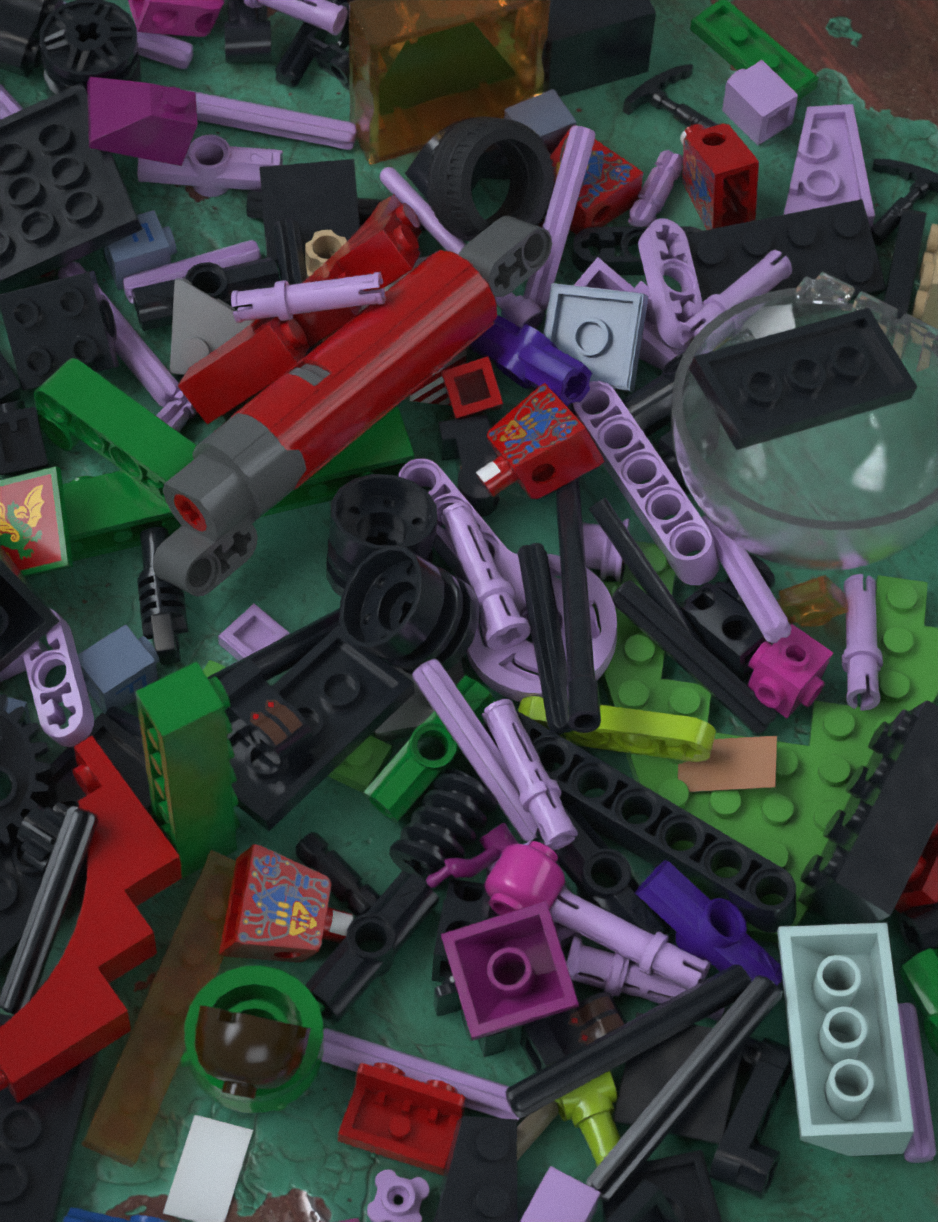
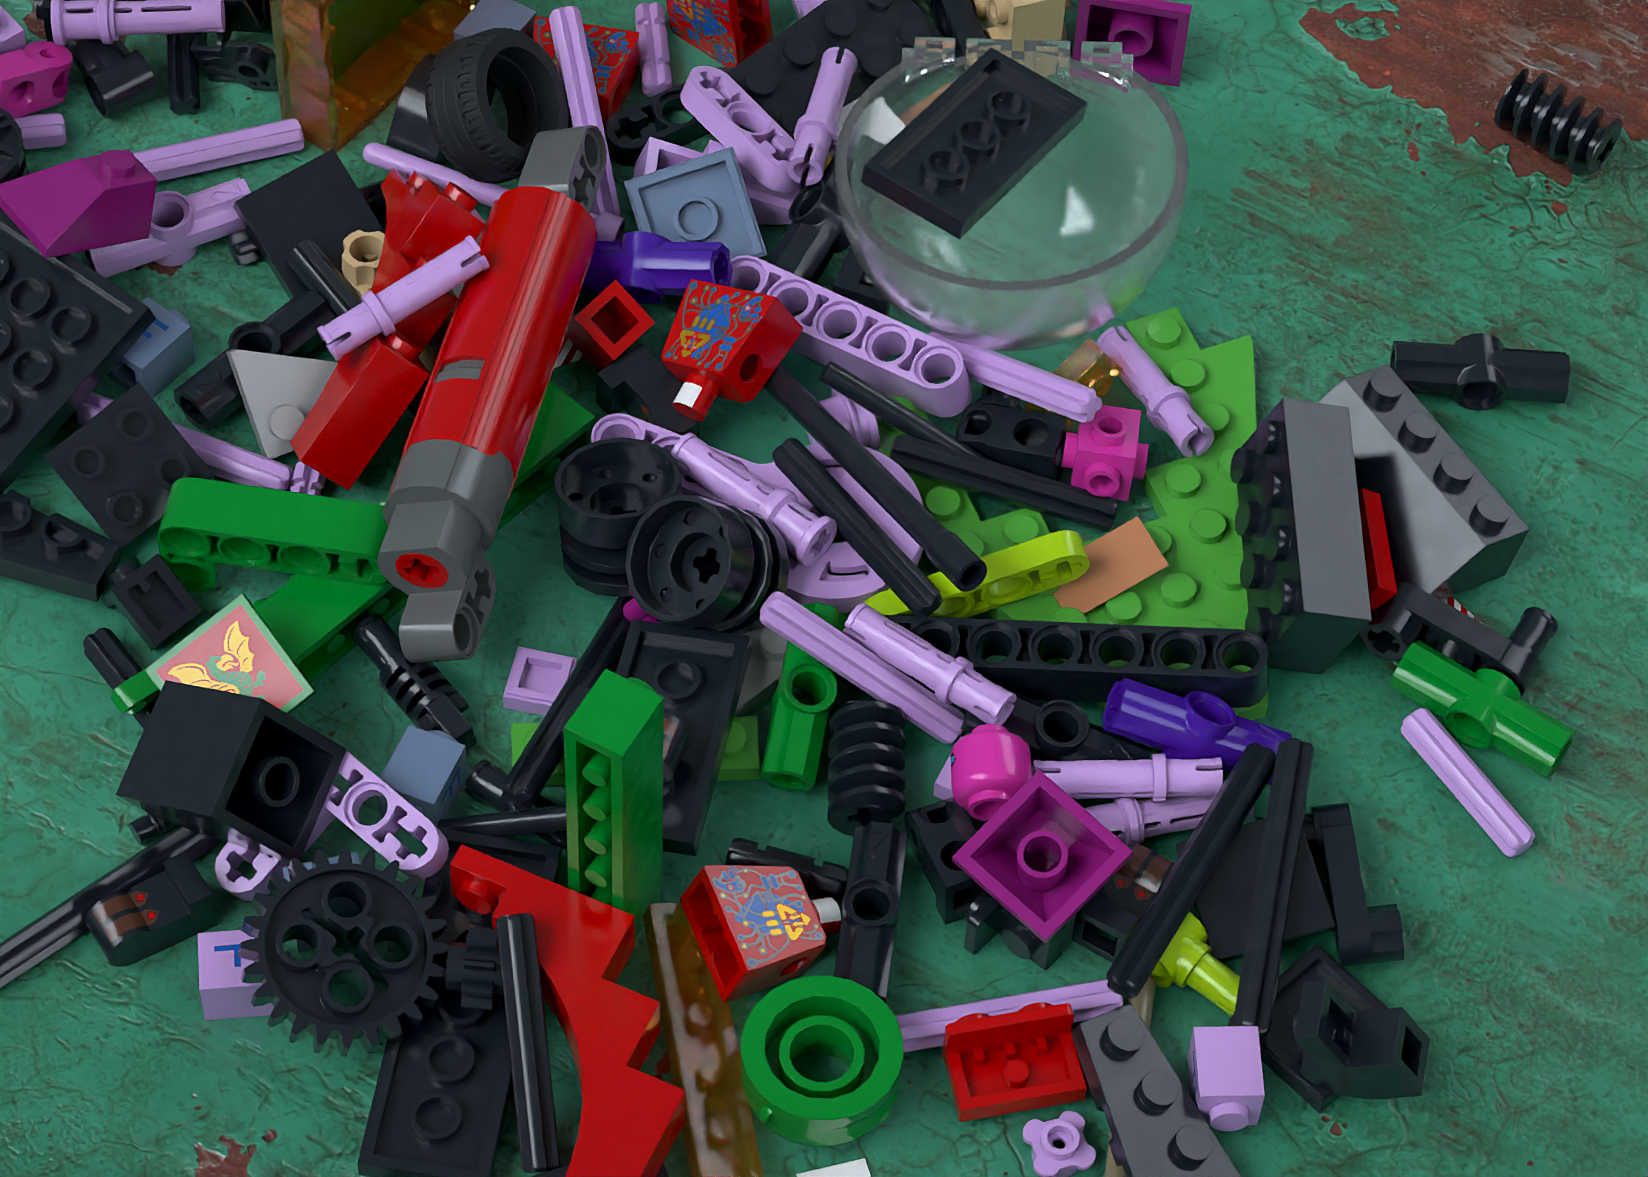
camera: 30 degrees left, 5 degrees down
(224, 257) = (256, 308): lavender axle -> none
(248, 1050) = (842, 1057): dark brown cylinder -> none
(494, 845) = (928, 761): magenta piece -> none
(845, 1038) = (1395, 762): light aqua slope -> none

